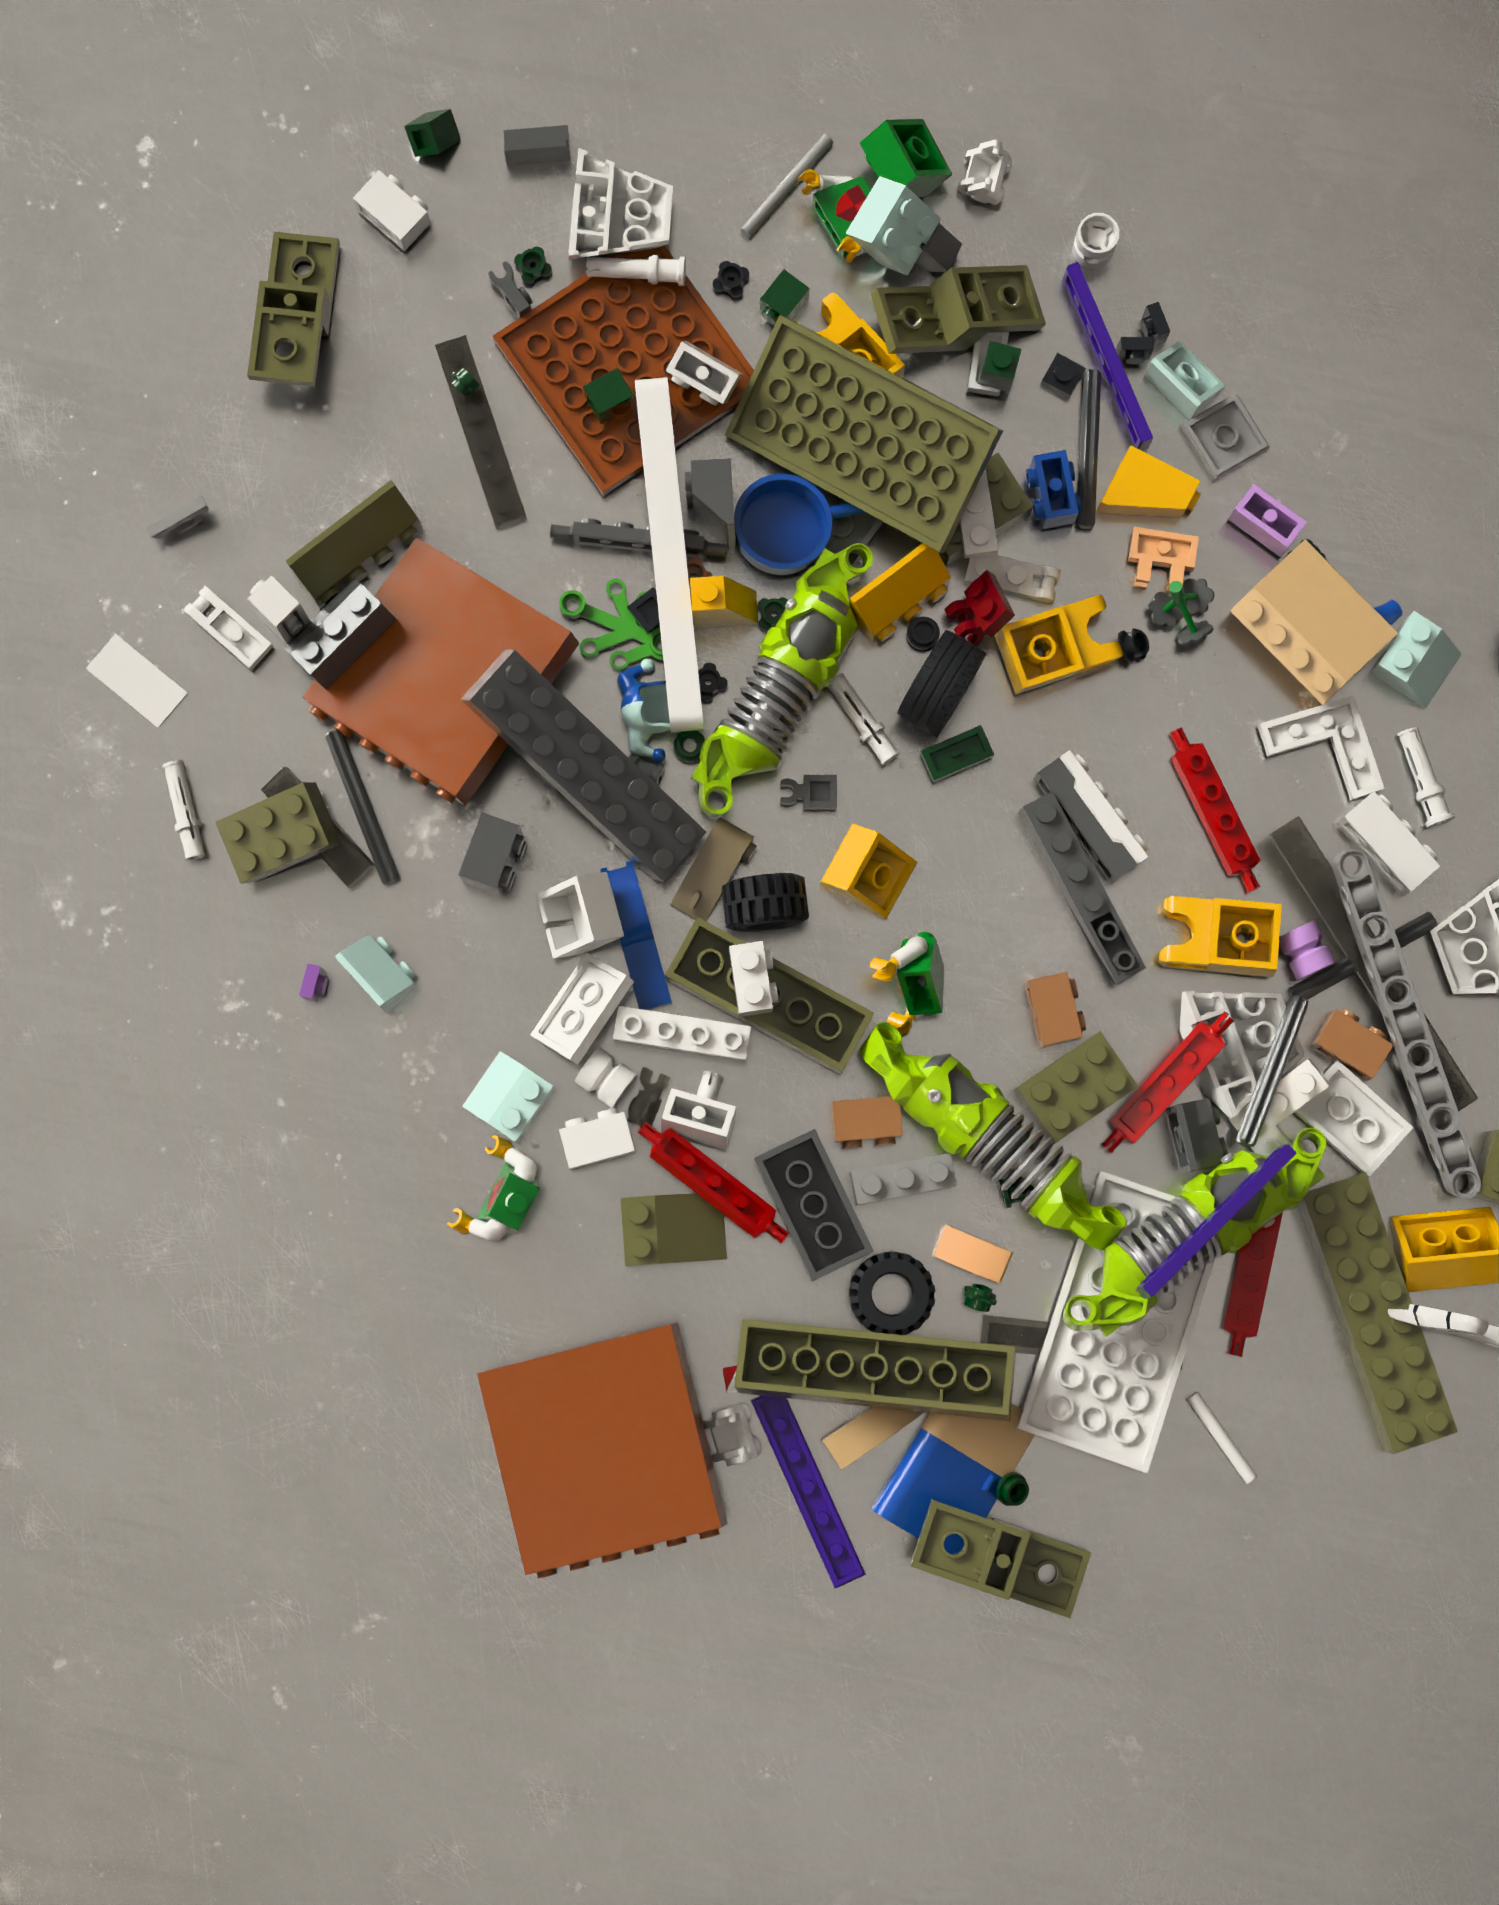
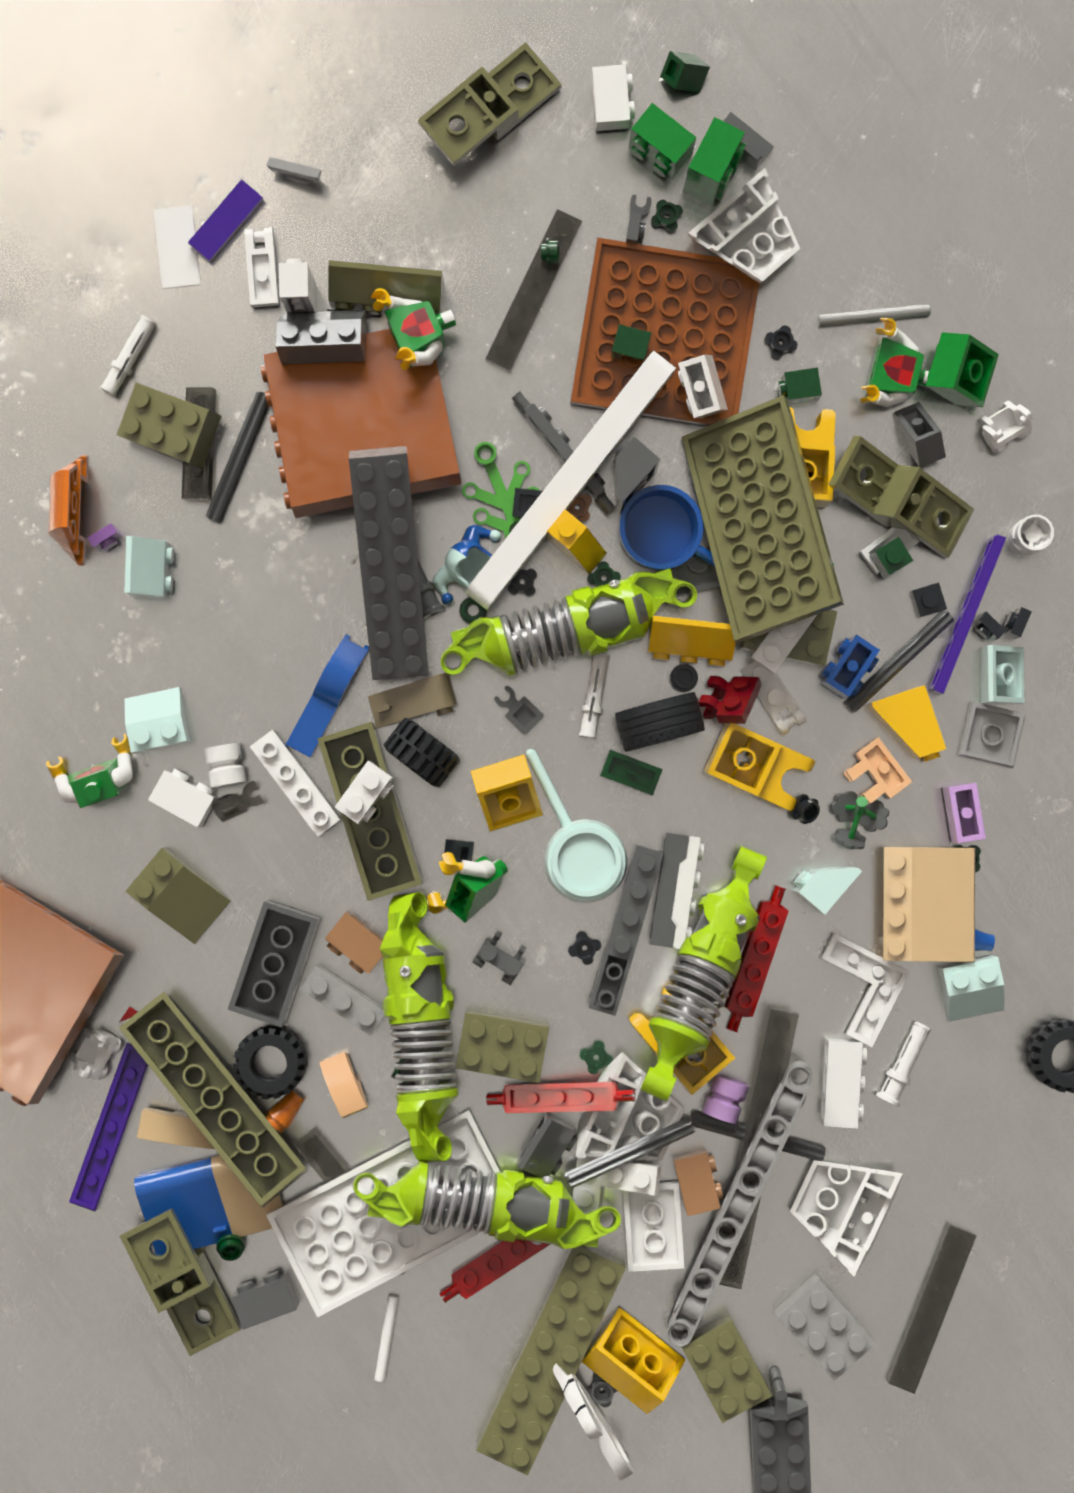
camera: 45 degrees right, 5 degrees up
(158, 618) = (225, 220): none -> dark purple tile
(257, 990) = (65, 508): none -> orange wedge
(412, 550) = (414, 328): none -> torso
(470, 205) = (661, 141): none -> green brick
(492, 855) = (285, 564): dark grey brick -> none
(534, 179) = (715, 162): none -> green brick
(582, 1008) = (250, 709): white plate -> none
(590, 905) = (313, 657): white piece -> none
(654, 269) = (735, 290): white pin -> none
(700, 1115) = (258, 843): white brick -> none
(712, 1183) = (227, 891): red plate -> none
(878, 950) = (461, 849): none -> black plate
(893, 225) = (909, 406): light aqua piece -> none
(944, 1321) = (284, 1111): none -> orange cone
(979, 1297) = (322, 1114): dark green plate -> none
(985, 865) = (584, 856): none -> light aqua piece
(1001, 1015) = (500, 959): none -> dark grey piece
(1055, 1009) = (537, 986): medium nougat brick -> none
(1068, 931) = (585, 956): none -> black plate
(1086, 1505) = (264, 1300): none -> dark grey brick
(1171, 1017) = (595, 1065): none -> clear green plate
(1183, 851) = (706, 968): none -> lime piece
(1214, 692) = (824, 886): none -> light aqua slope
(1215, 1221) = (497, 1214): dark purple tile -> none
(1453, 1294) = (605, 1398): none -> dark grey plate

